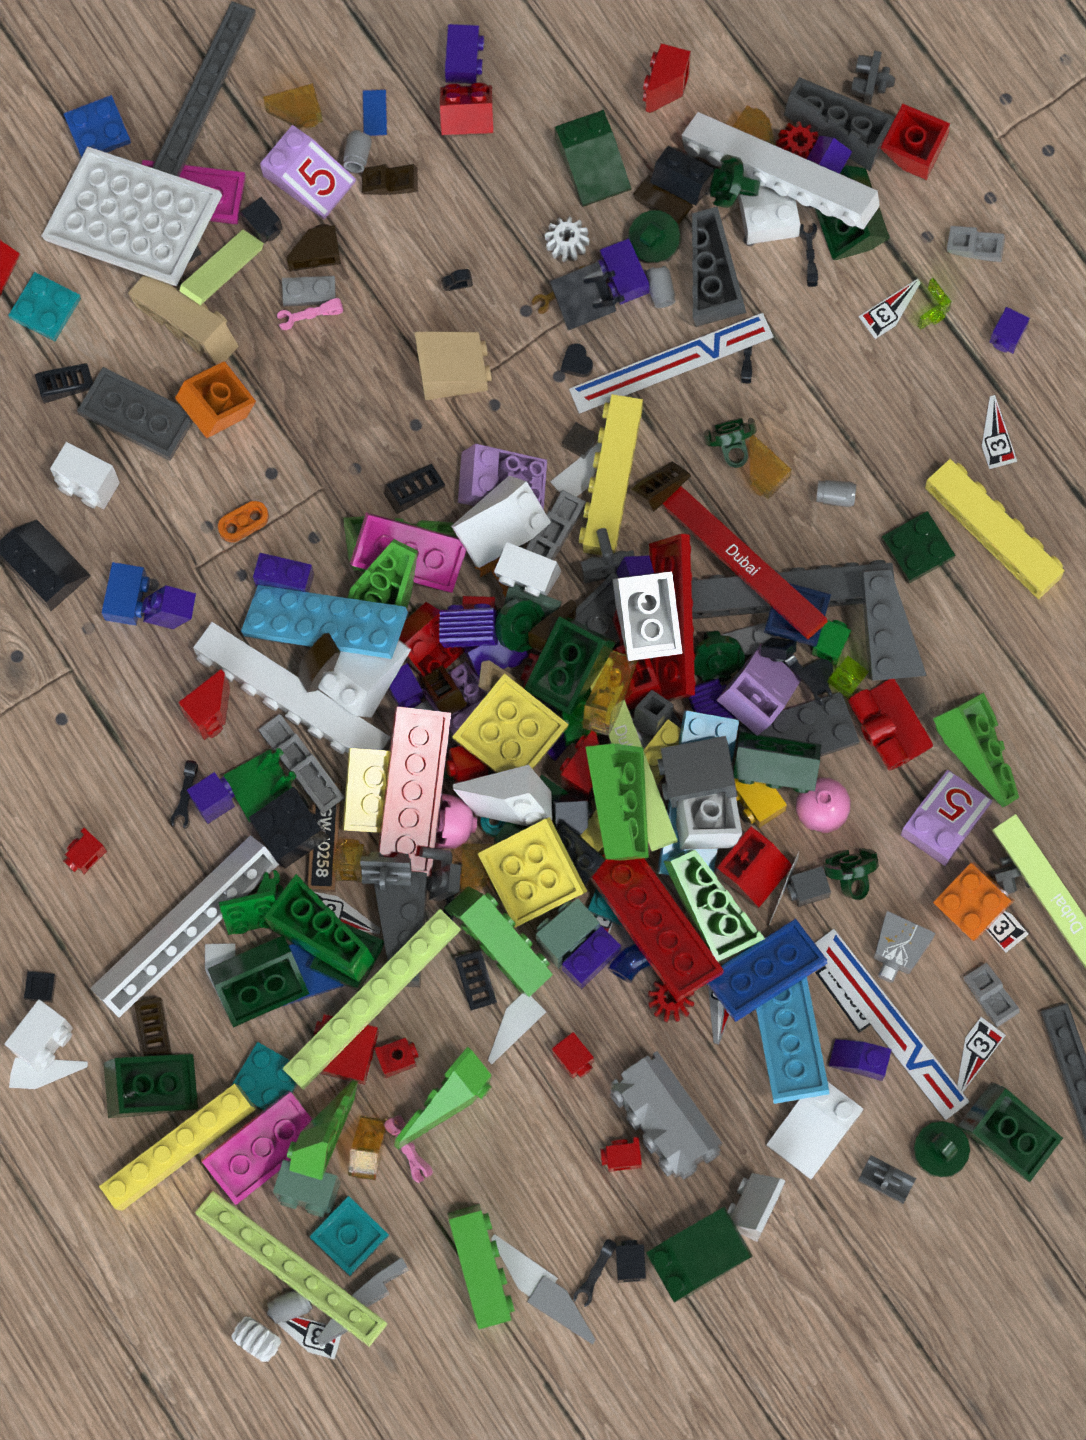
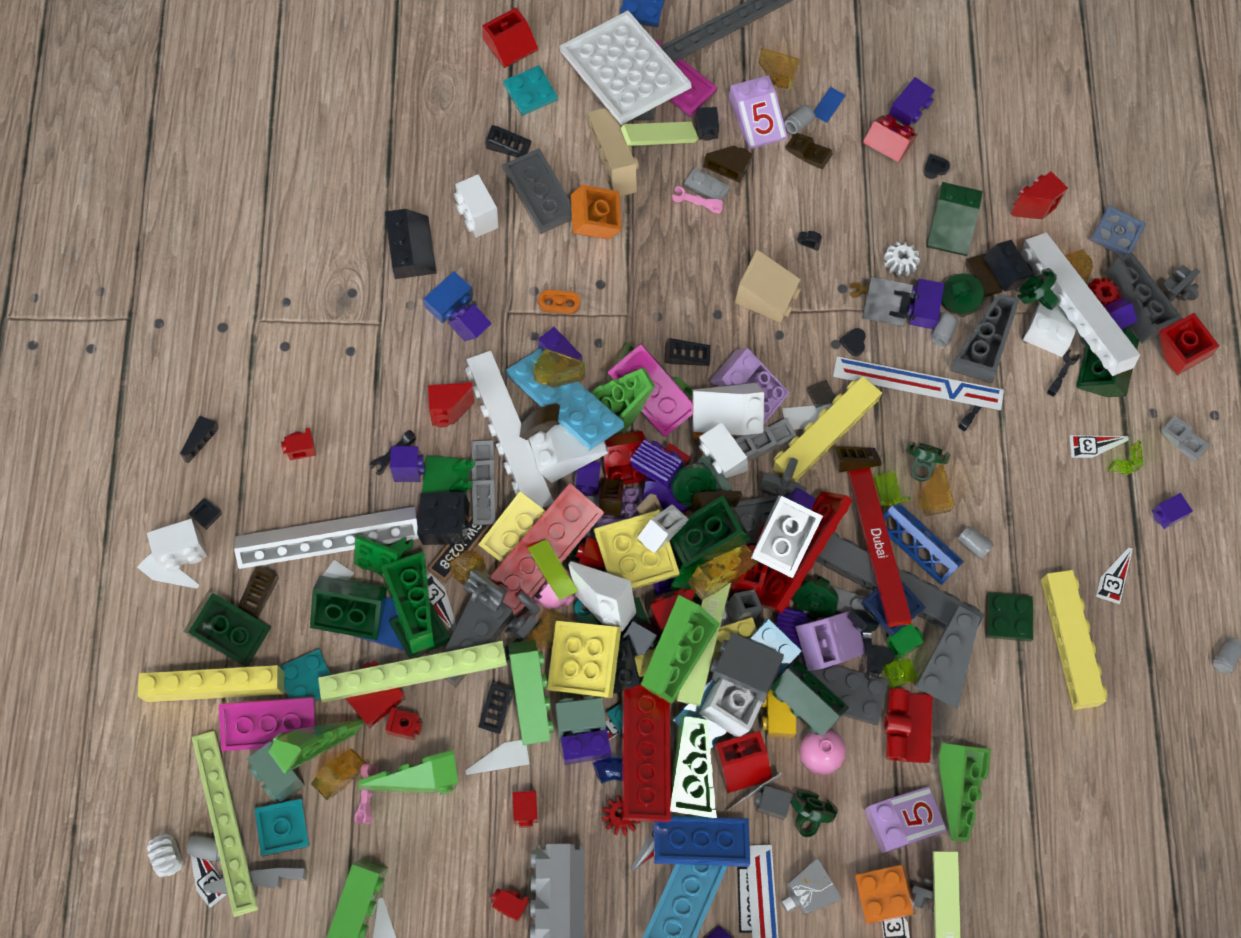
camera: 25 degrees right, 5 degrees down
(298, 596) = (557, 369): none -> clear yellow slope
(439, 805) = (552, 569): none -> lime sticker
(522, 690) = (662, 528): none -> white slope
(534, 109) = (935, 166): none -> black tile
(715, 496) = (889, 490): none -> clear neon green bracket
(770, 59) = (1118, 231): none -> sand blue piece
(788, 523) = (926, 538): none -> blue fence

